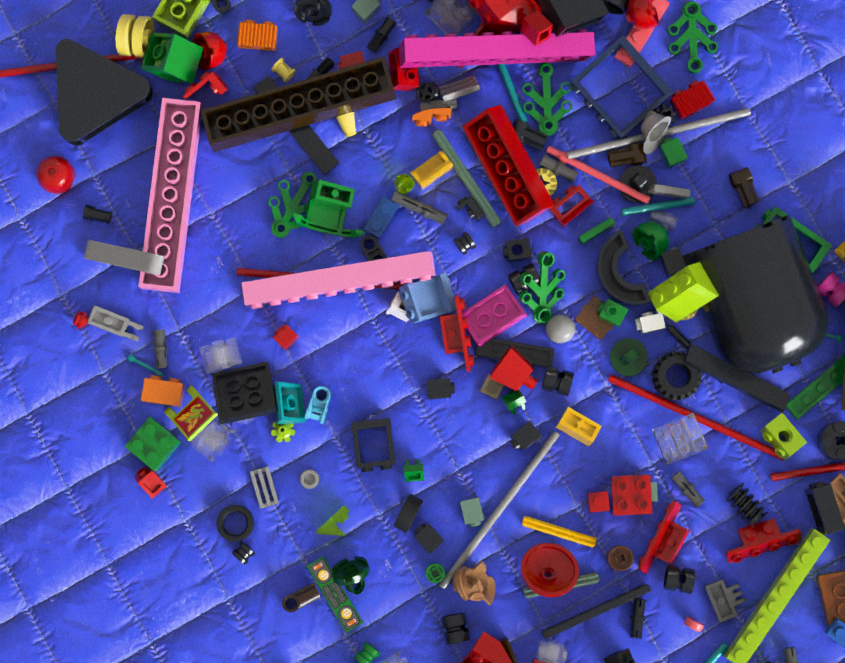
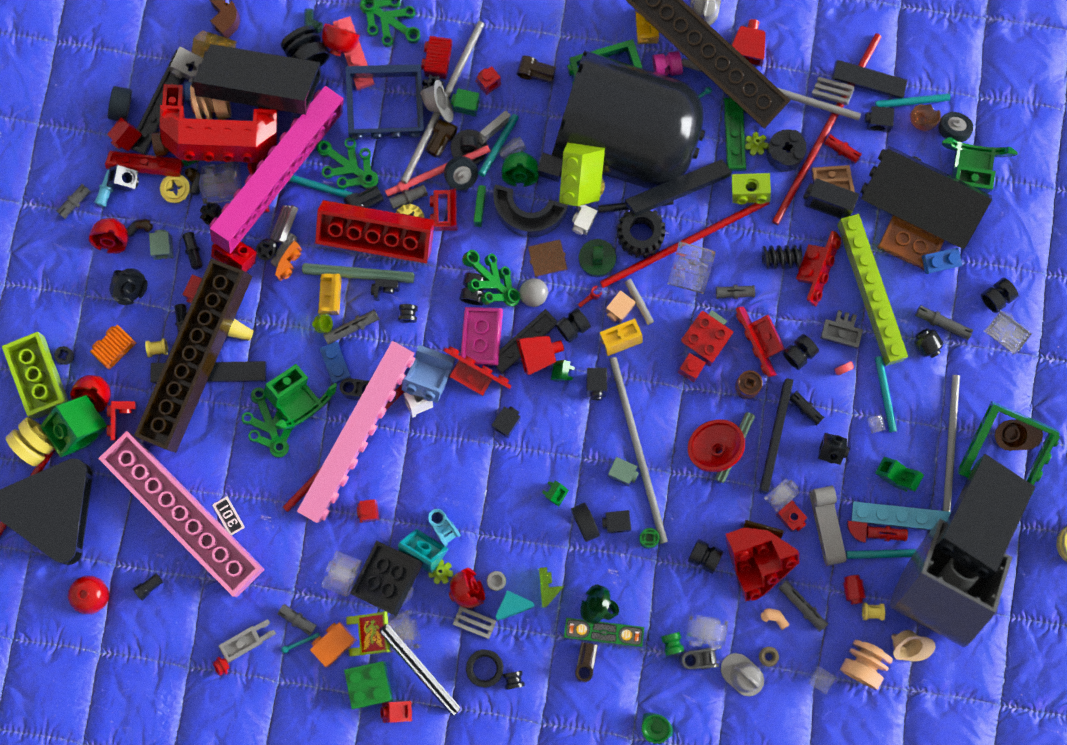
camera: 50 degrees left, 5 degrees down
(123, 257) = (199, 589): light grey beam -> none
(194, 474) = (419, 669): none -> axle
(198, 231) = (228, 515): none -> sticker
(283, 461) = (465, 589): none -> red cylinder
(299, 507) = (512, 605): none -> teal slope
(370, 424) = (490, 499): black window -> none
(422, 25) = (209, 212): none -> black gear
(474, 584) = (681, 513): medium nougat helmet -> none
(491, 387) = (537, 381): dark tan tile -> none
(524, 244) = (446, 268): black brick -> none
(536, 27) = (286, 123): red brick -> none
(559, 531) = (691, 416): yellow axle -> none
(591, 376) = (591, 296): none -> red hand
(601, 407) = (619, 307): none -> light nougat brick
(610, 195) = (461, 173): none -> black wheel
(611, 312) = (553, 242): green brick -> none
(619, 418) = (639, 302): none -> light grey piece
(705, 155) = (488, 80): none -> red brick
(821, 412) = (756, 144): none -> lime plant

